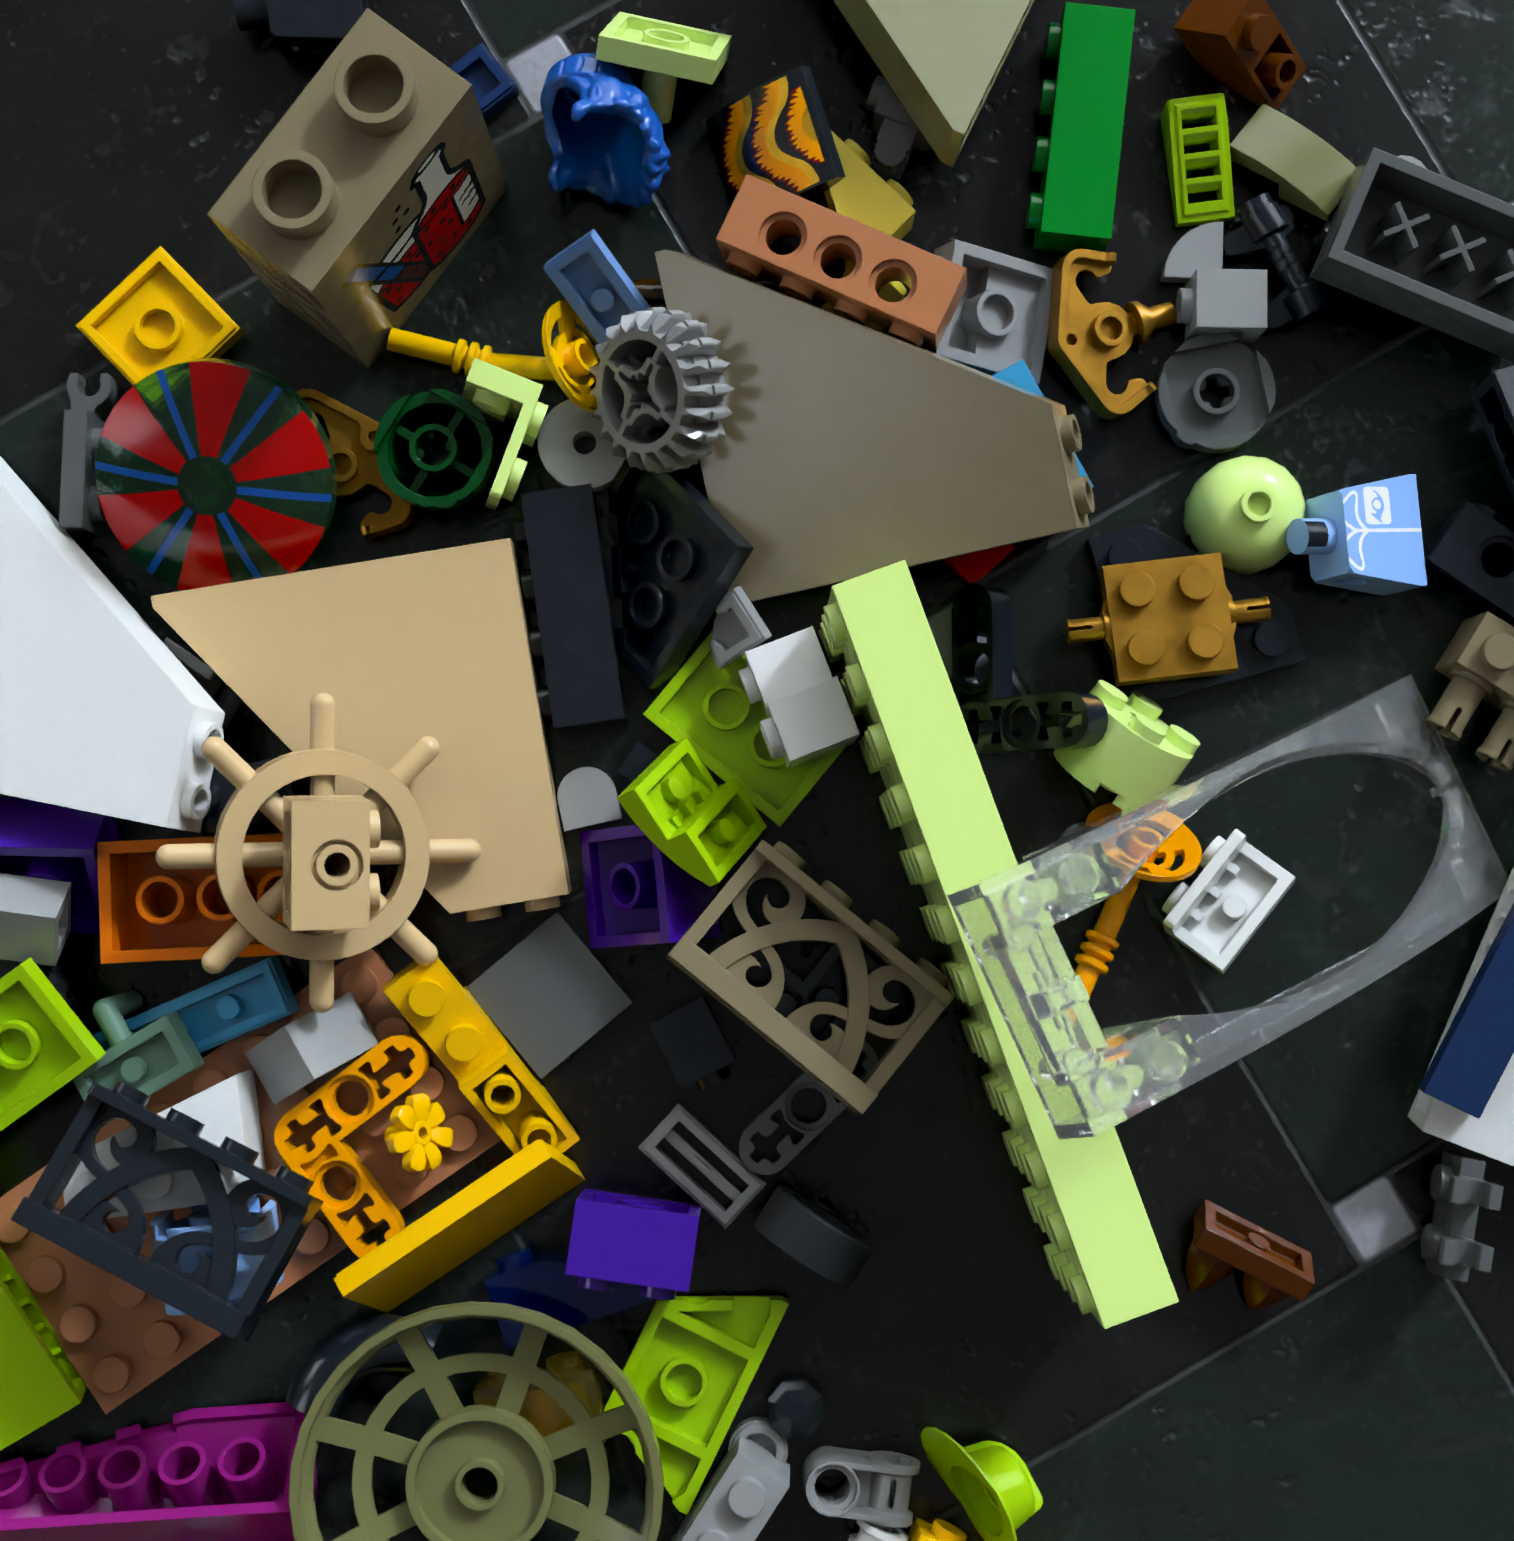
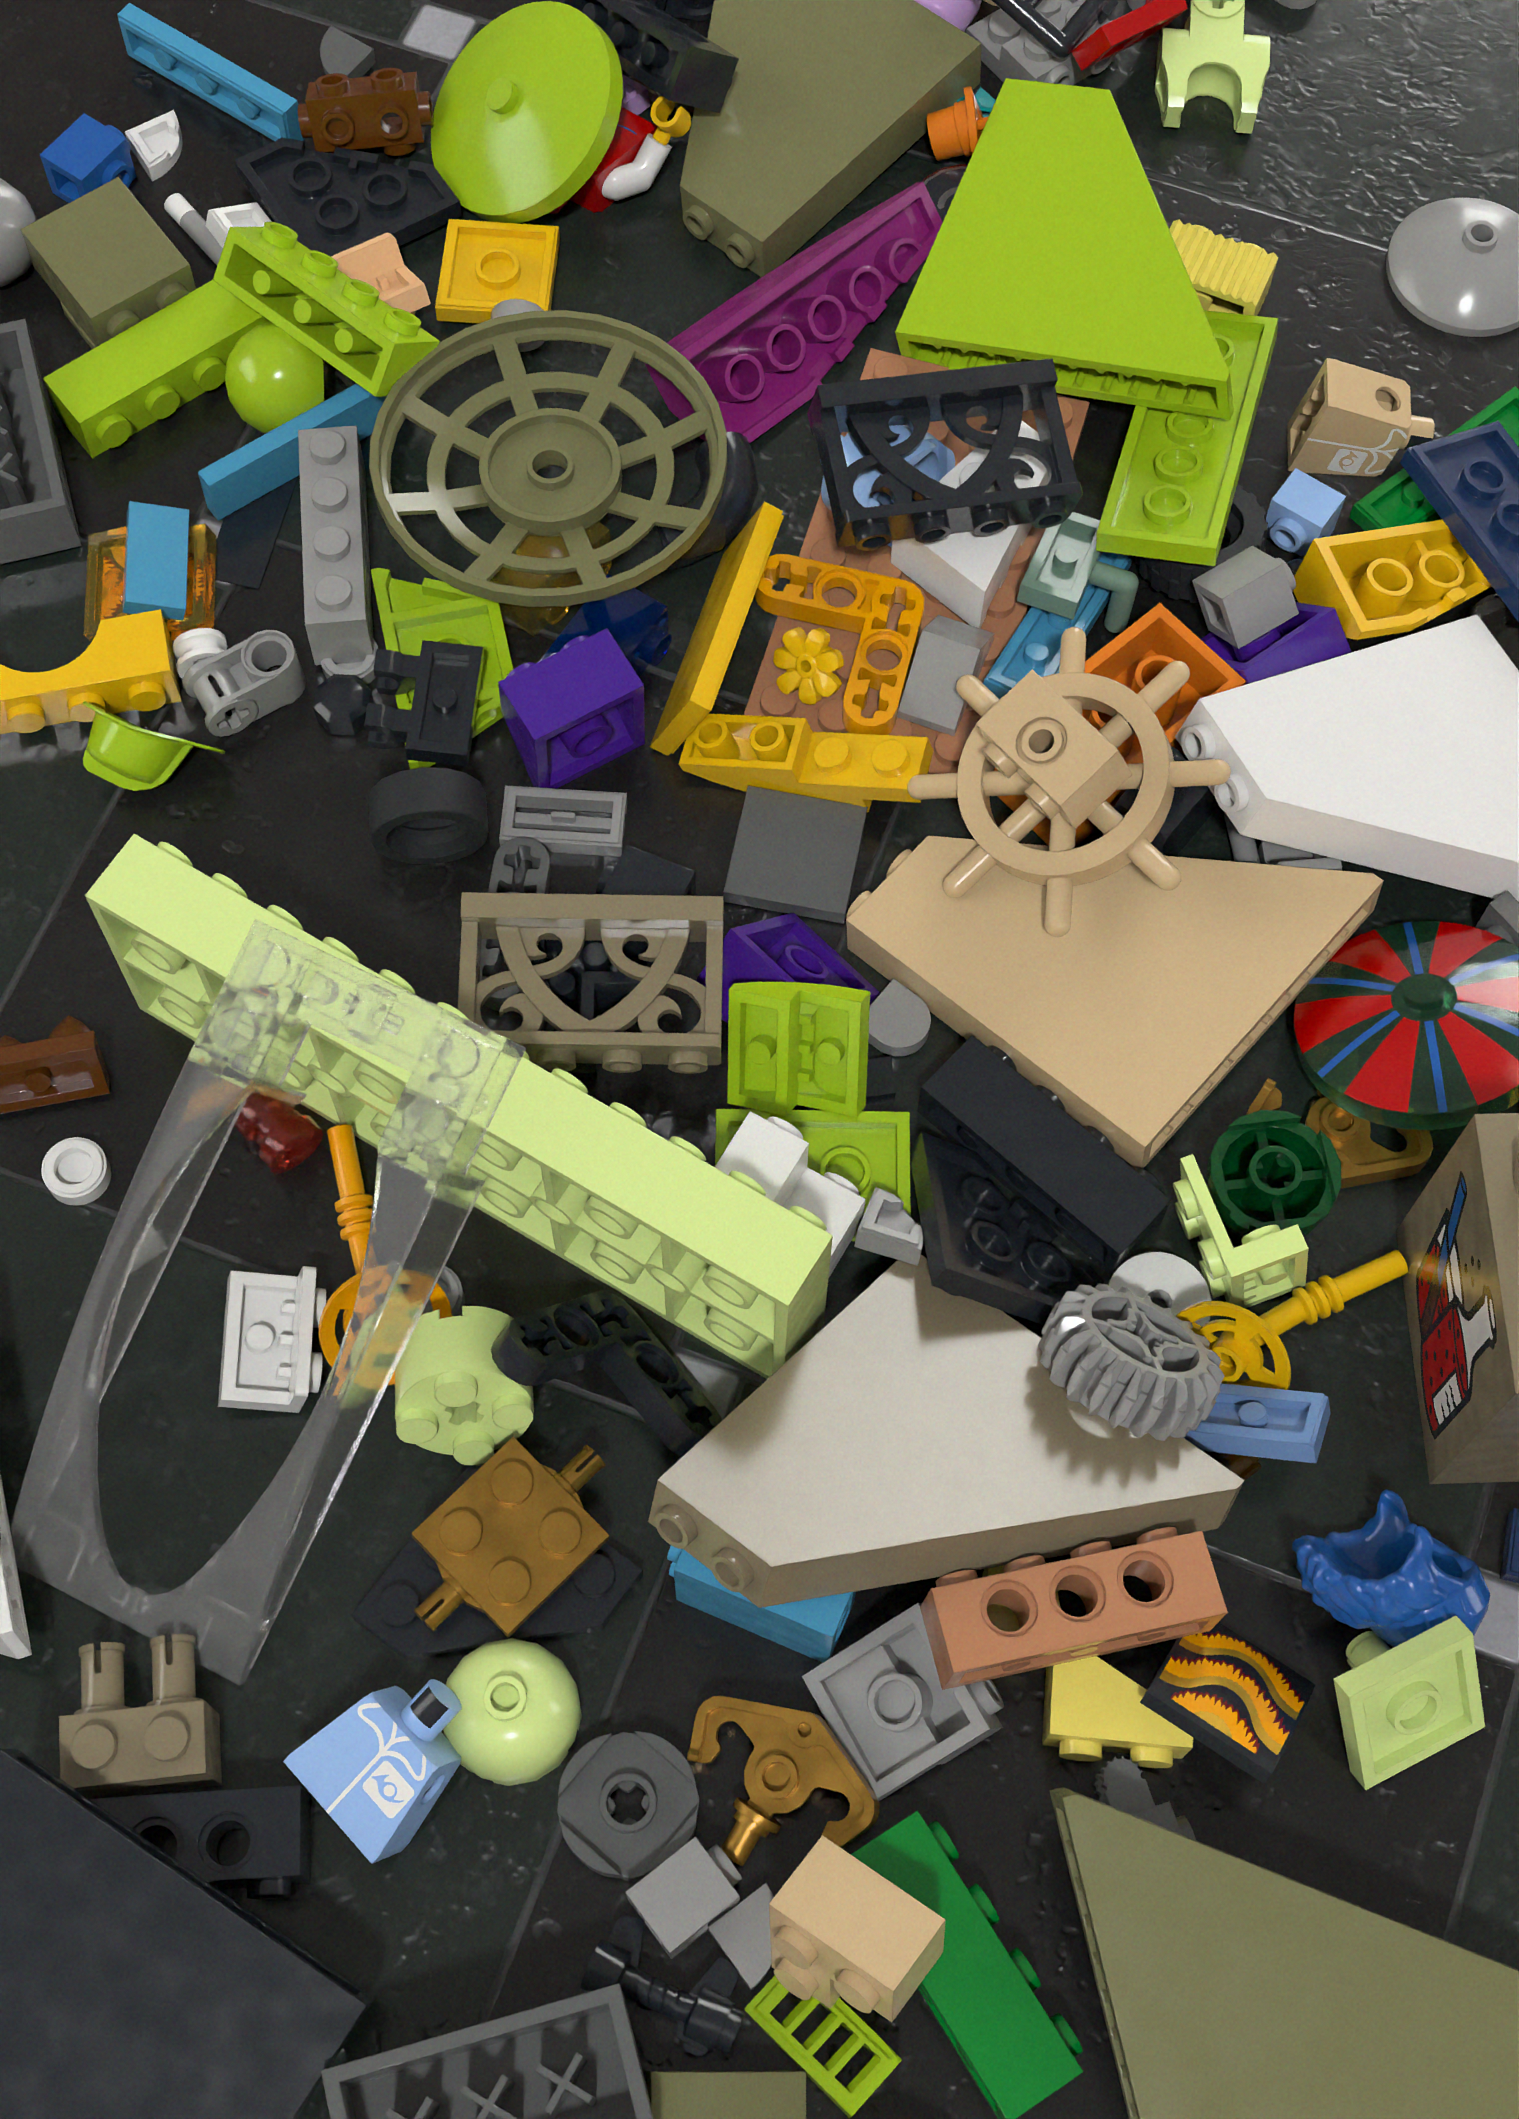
camera: 140 degrees right, 20 degrees down
(728, 1330) = (442, 706): none -> black plate
(1153, 172) = (851, 1934): none -> tan brick
(1271, 1151) = (76, 1171): none -> white tile

